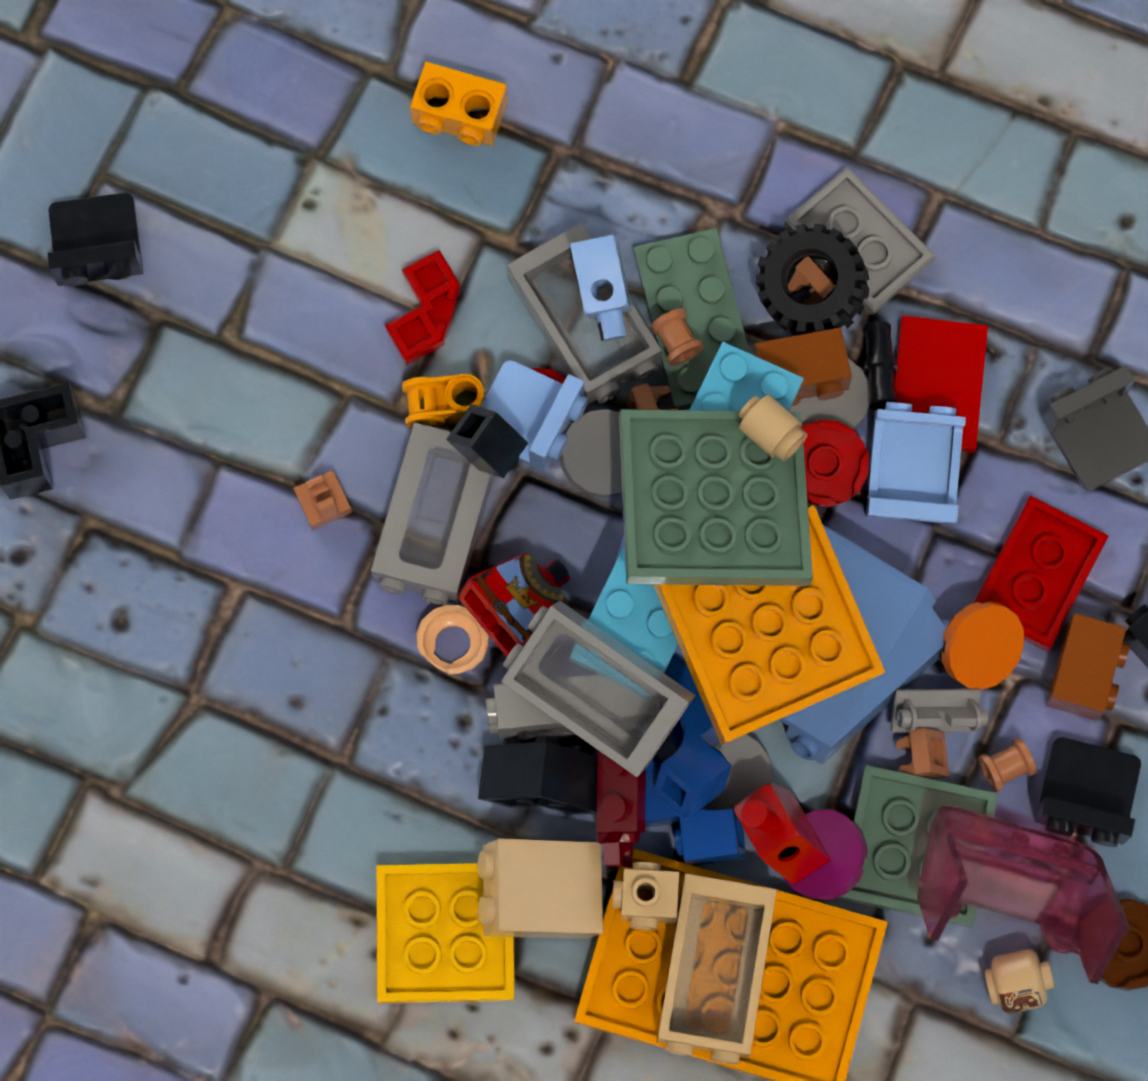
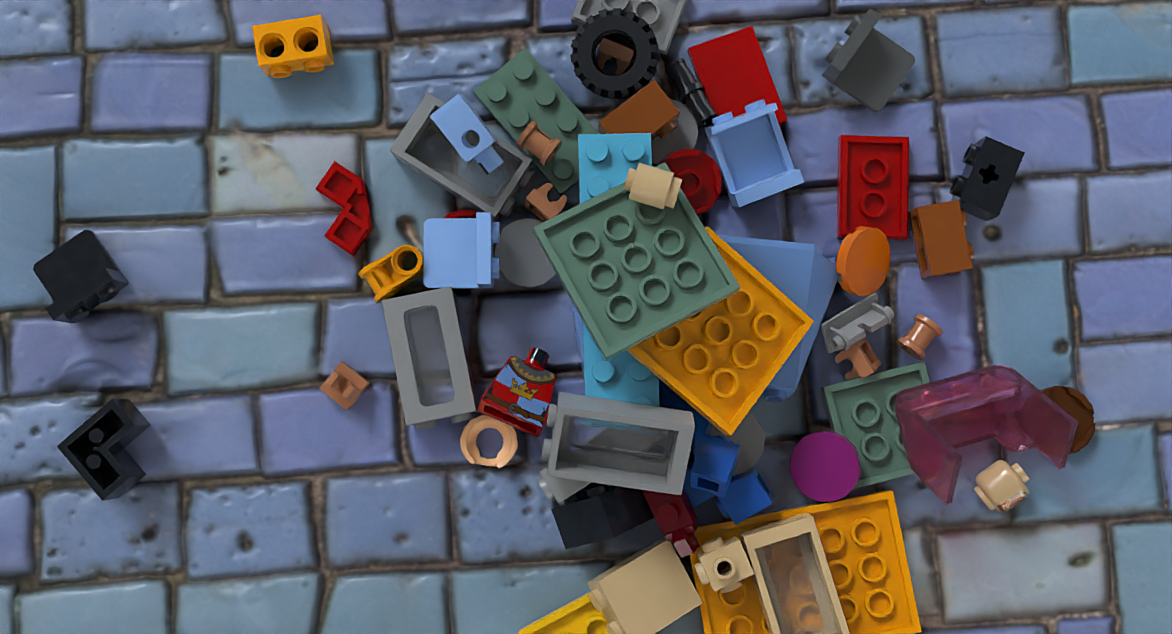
camera: 30 degrees left, 10 degrees up
(487, 441) = (442, 292): black brick -> none
(778, 822) = (791, 468): red torso -> none
(1089, 792) = (984, 329): black bracket -> none

